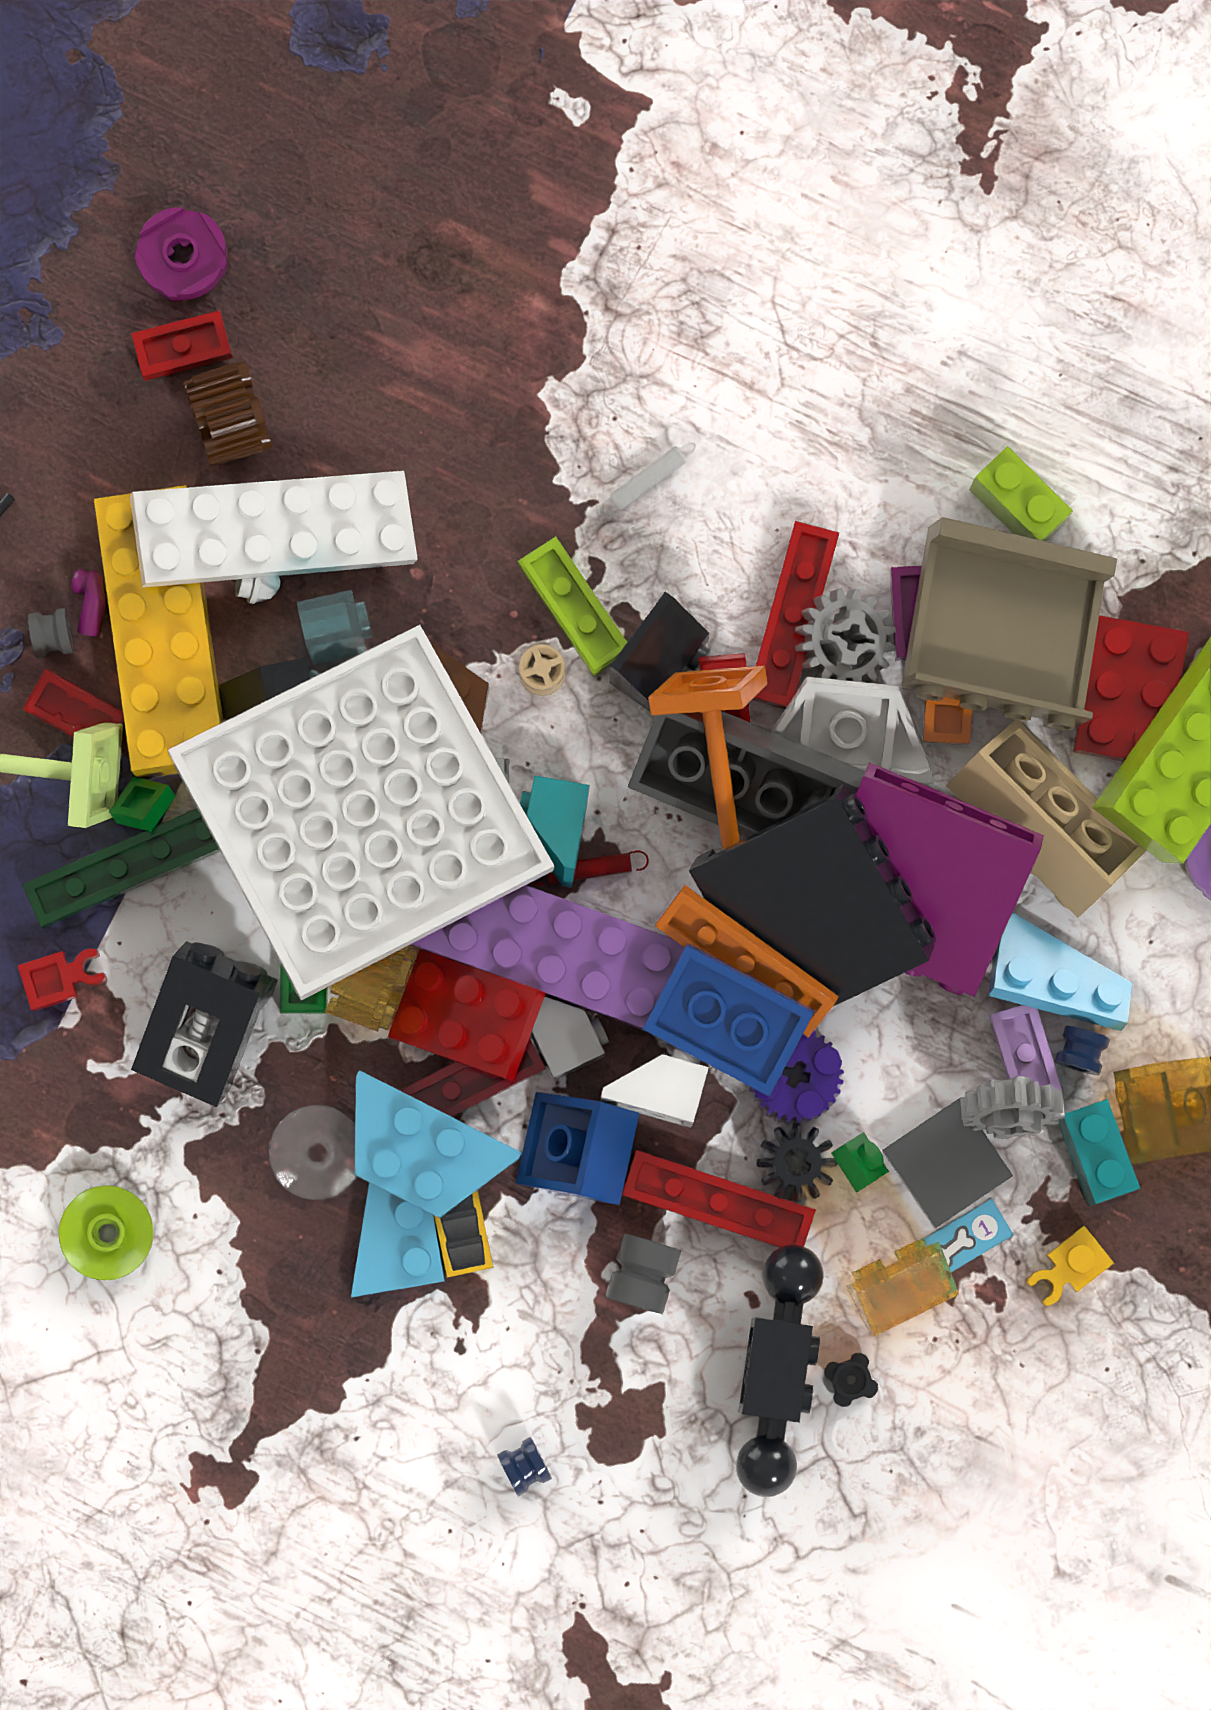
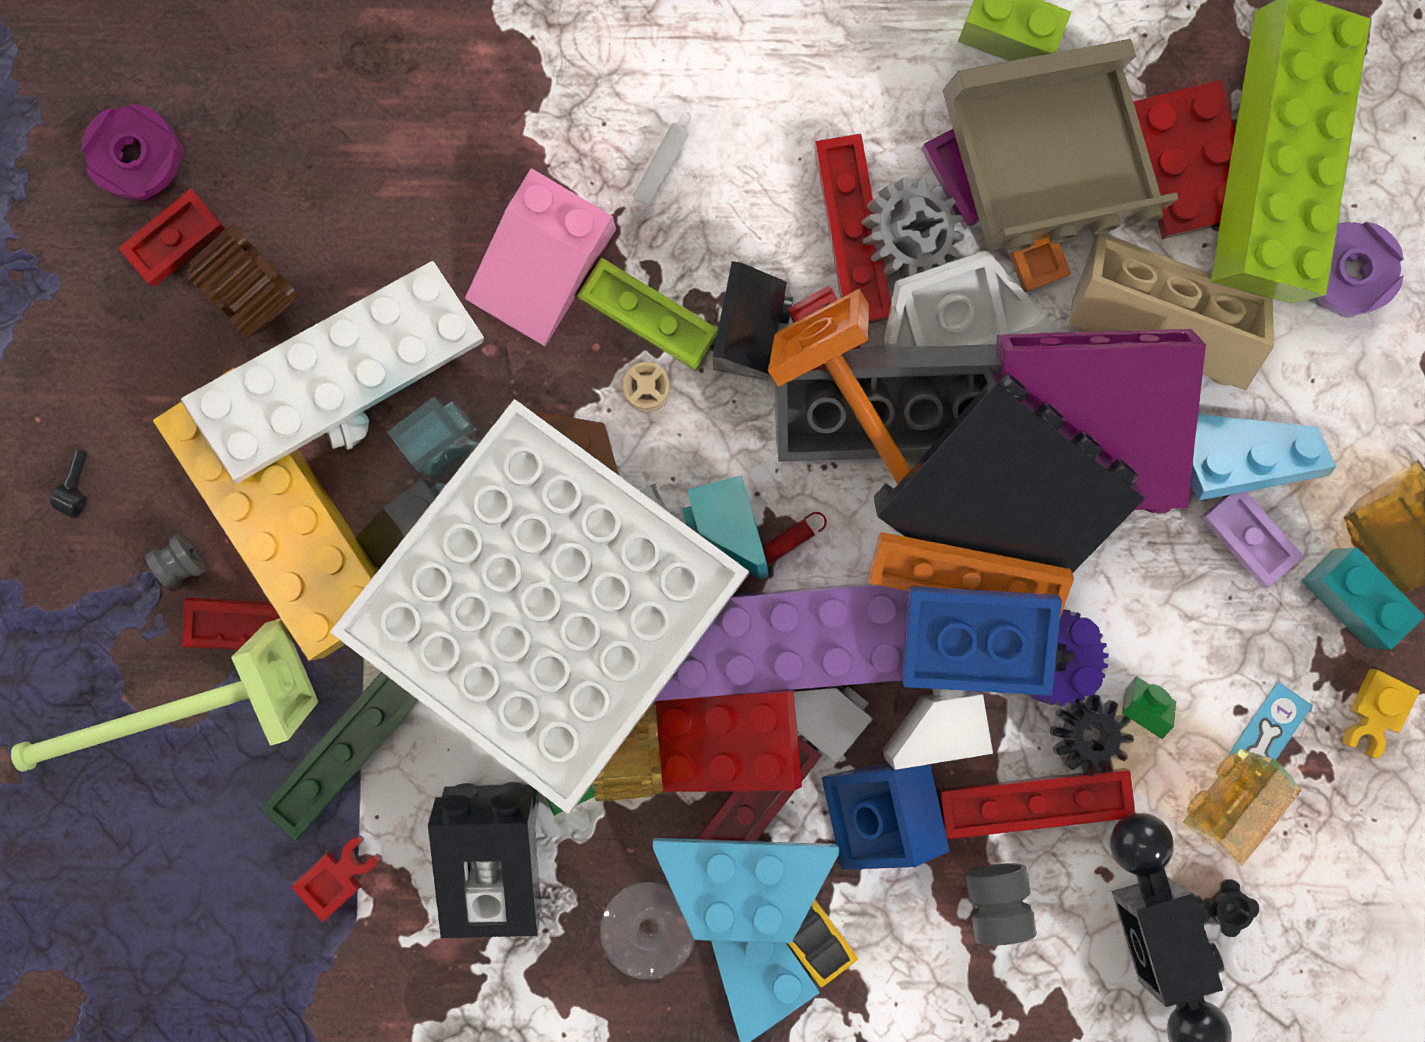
camera: 20 degrees left, 5 degrees up
(93, 603) = (204, 521): magenta arm -> none
(142, 804) = (335, 683): green plate -> none
(500, 512) = (540, 257): none -> bright pink slope
(946, 1164) = (1225, 669): dark grey tile -> none
(1012, 1107) = (1273, 595): light grey gear -> none
(1082, 1050) = (1303, 510): dark blue wheel -> none

